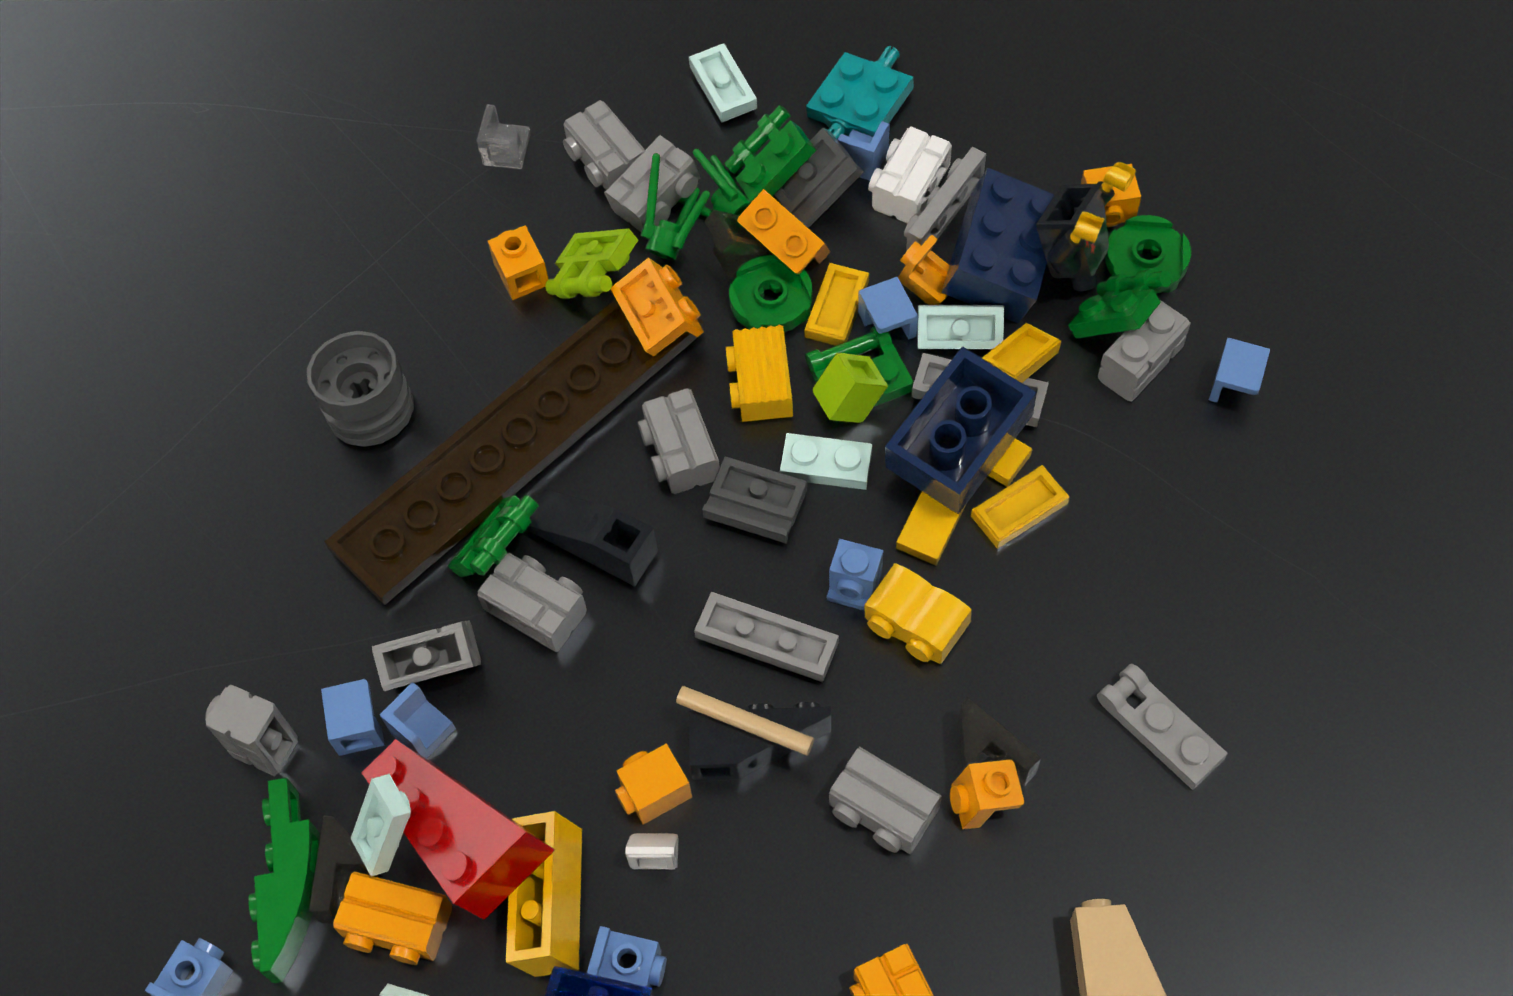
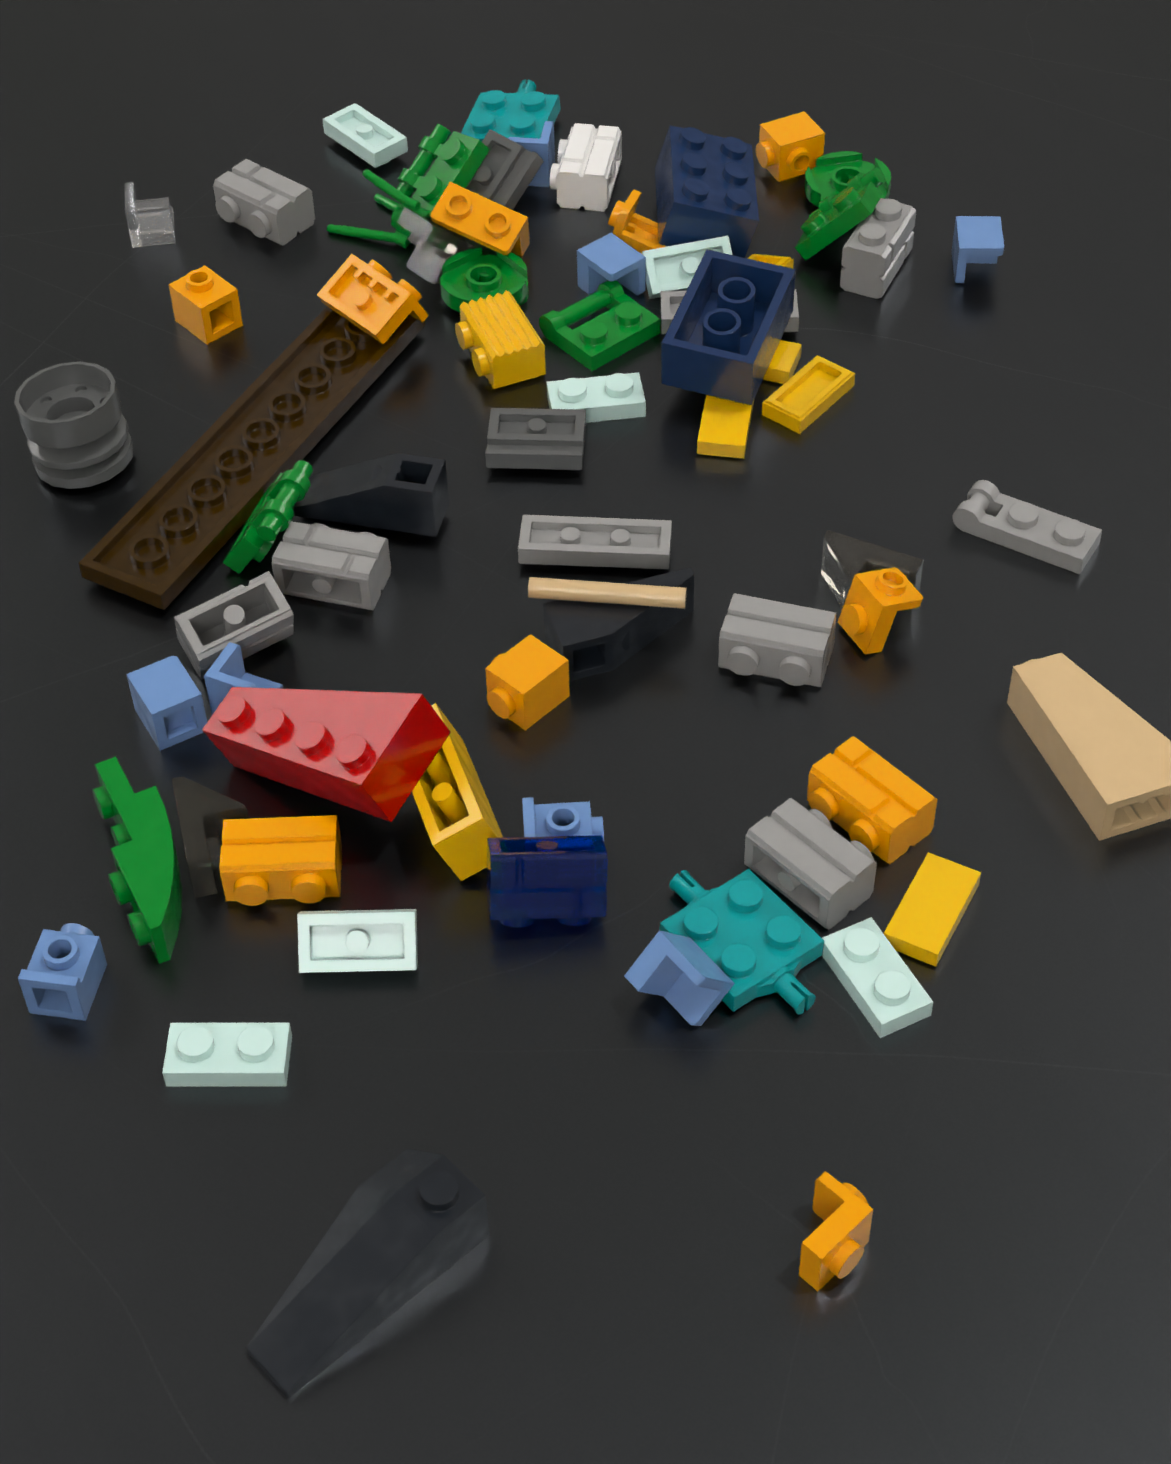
camera: 20 degrees left, 15 degrees down
(251, 729) = (58, 724): light grey brick -> none
(380, 824) = (248, 748): light aqua plate -> none
(588, 260) = (286, 285): lime plate -> none
(652, 851) = (549, 742): white slope -> none
(669, 237) = (362, 246): green plant -> none
(676, 179) = (326, 218): light grey brick -> none
(680, 440) = (438, 408): light grey brick -> none
(836, 305) = (553, 279): yellow tile -> none
(849, 387) = (598, 329): lime panel -> none
(854, 574) = (667, 470): medium blue brick -> none
(917, 614) = (744, 488): yellow brick -> none
(947, 200) = (635, 173): light grey plate -> none
(1076, 227) = (775, 159): black torso -> none

